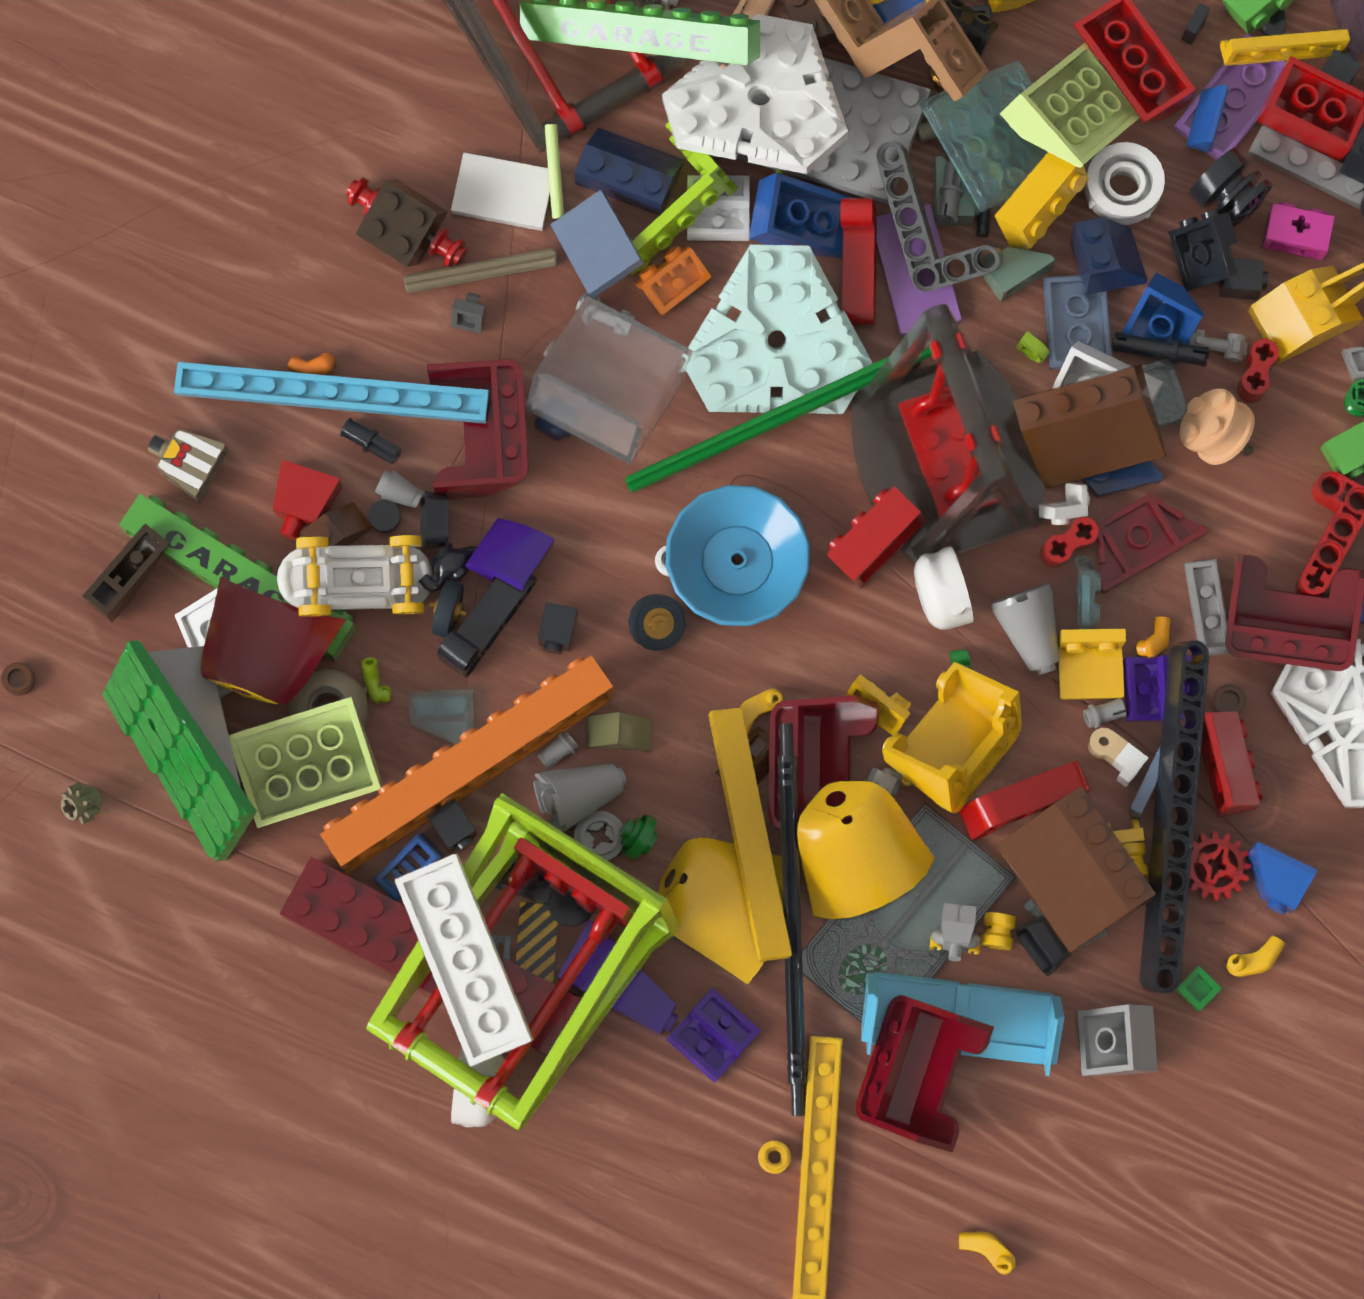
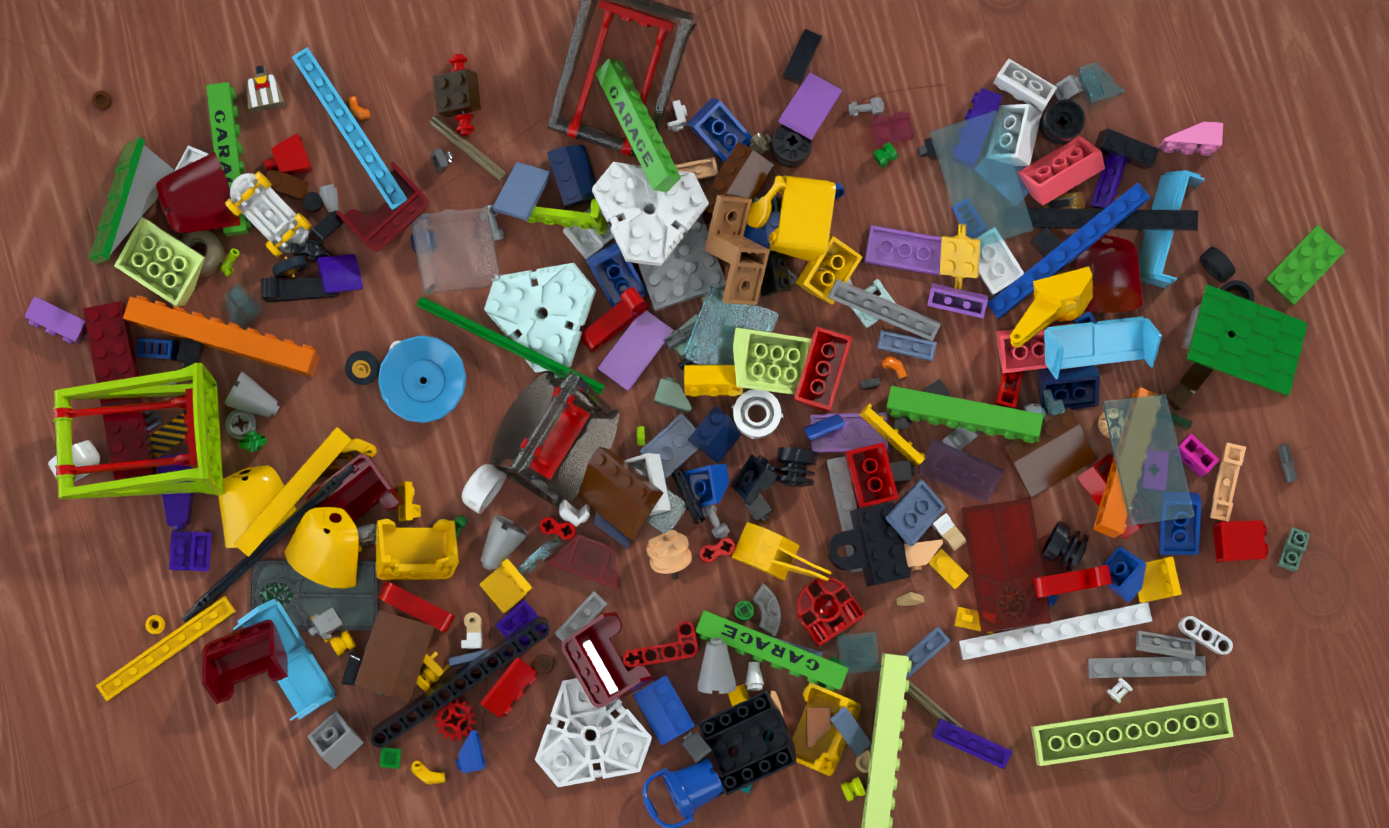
camera: 50 degrees right, 5 degrees up
(81, 803) = (65, 177): dark tan gear -> none
(126, 573) = (185, 107): dark brown slope -> none
(262, 966) = (56, 321): none -> medium lavender brick
(370, 441) = (343, 165): black axle -> none
(463, 959) = (112, 409): white plate -> none
(502, 191) = (515, 126): white tile -> none
(554, 171) = (542, 142): yellowish green bar -> none
(557, 628) = (322, 324): black brick -> none
(557, 750) = (266, 372): light grey pin -> none
(619, 732) = (297, 393): olive slope -> none
(672, 278) = (536, 239): orange bracket -> none
(876, 536) = (482, 435): red piece -> none
(922, 230) = (651, 336): dark grey beam -> none
(990, 1247) = (192, 757): yellow arm -> none
(1104, 713) = (488, 610): light grey pin -> none
(1158, 641) = (544, 608): light orange arm -> none
(1282, 236) = (795, 509): dark pink brick -> none

